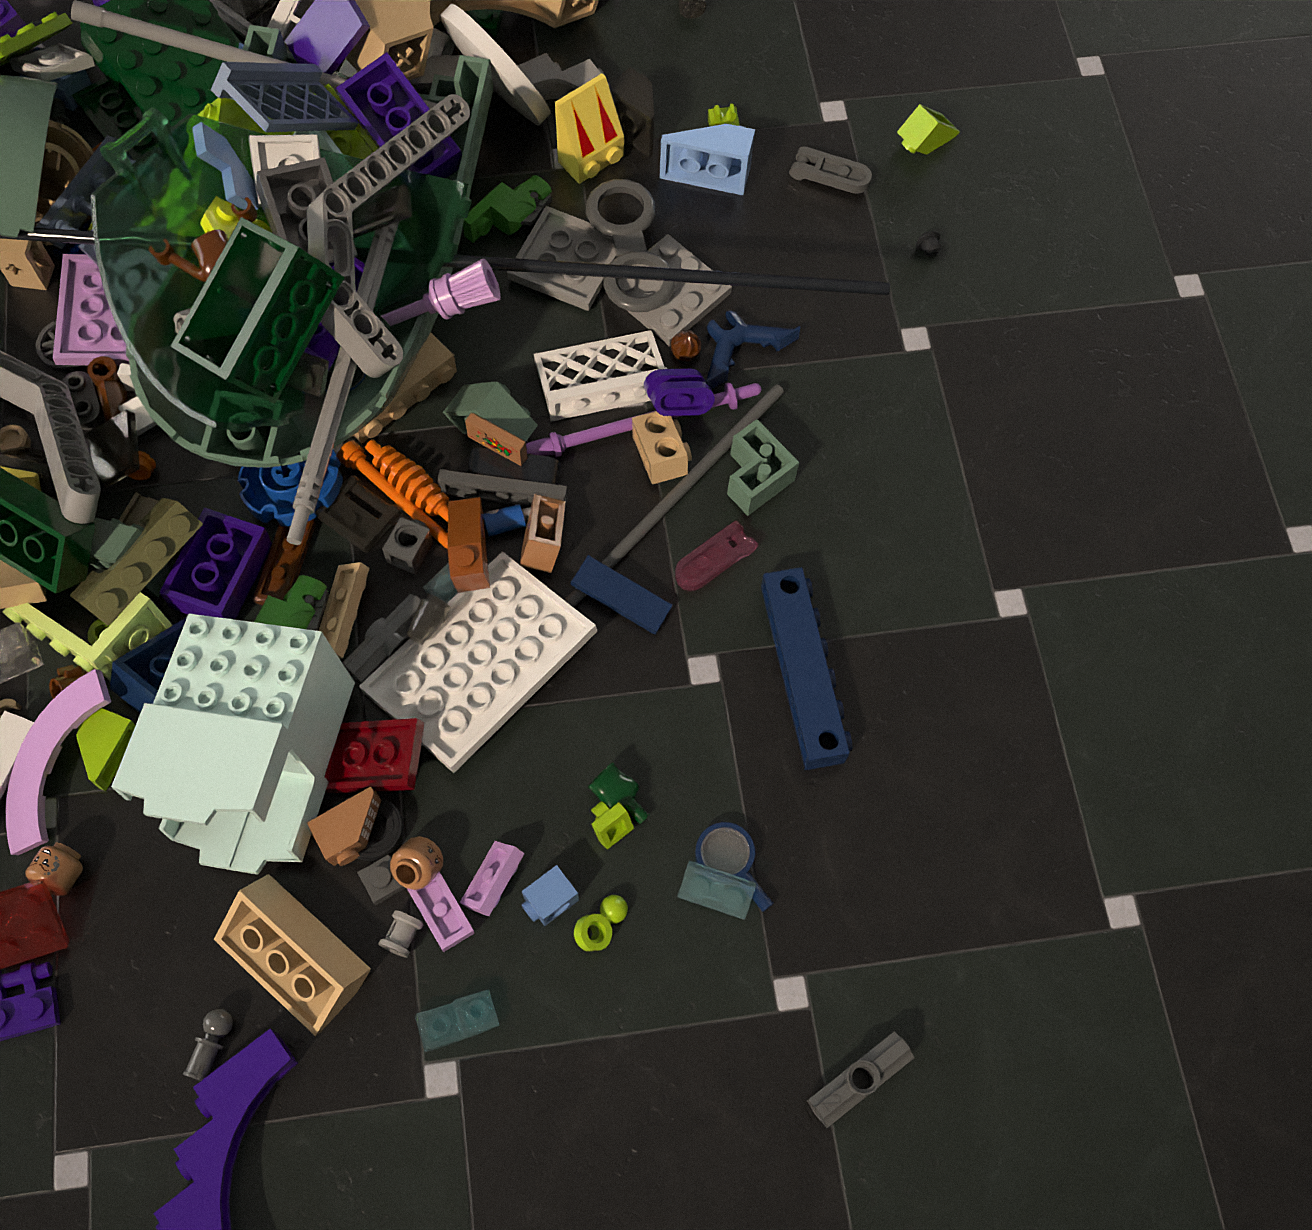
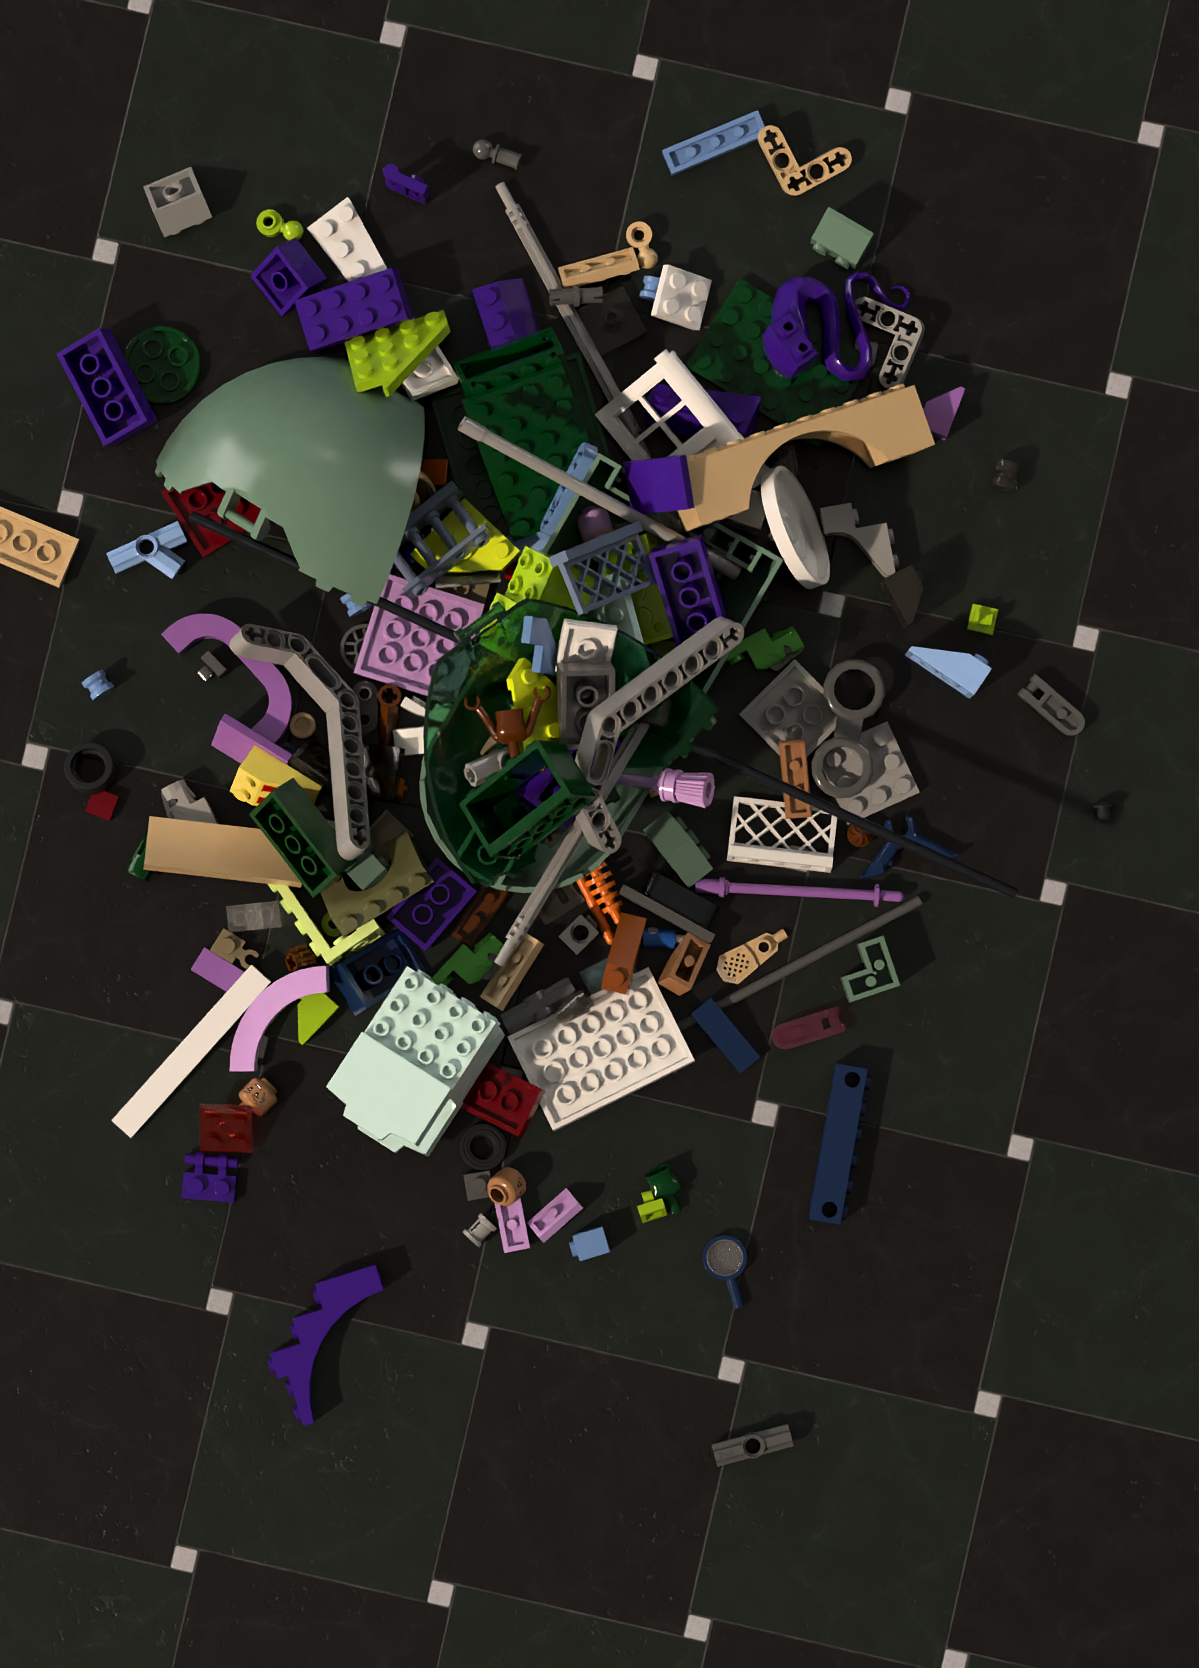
camera: 25 degrees right, 20 degrees up
(40, 298) = (353, 608): none -> medium blue wheel
(216, 1025) = (338, 1245): dark grey pin -> none
(291, 953) = (402, 1216): tan slope -> none
(346, 827) = (465, 1146): medium nougat slope -> none
(457, 1020) = (498, 1302): clear light blue slope -> none
(496, 439) = (675, 879): medium nougat tile -> none
(588, 130) = (855, 610): light yellow slope -> none
(593, 312) = (795, 772): none -> medium nougat tile
(612, 911) = (630, 1268): lime plate -> none
(616, 504) = (751, 954): none -> tan piece
(661, 446) = (796, 921): tan brick -> none
(679, 392) = (832, 887): dark purple brick -> none
(716, 890) = (707, 1282): clear light blue plate -> none
(926, 130) = (1155, 697): lime slope -> none

